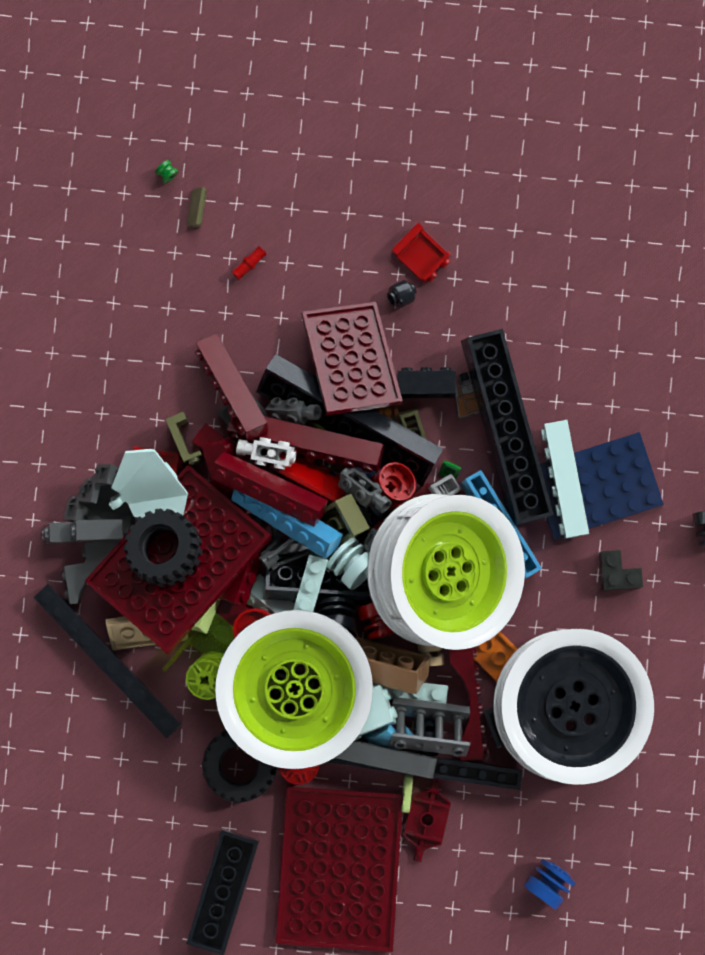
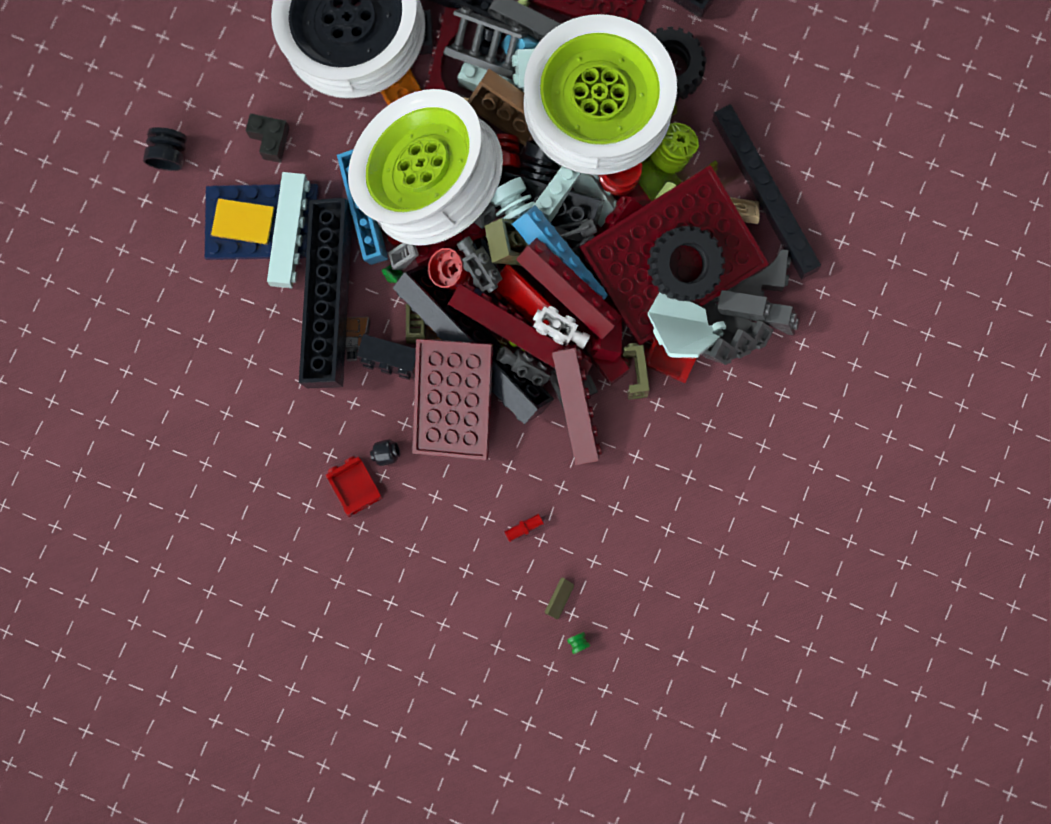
camera: 160 degrees left, 5 degrees down
(613, 476) = (242, 221): none -> yellow tile

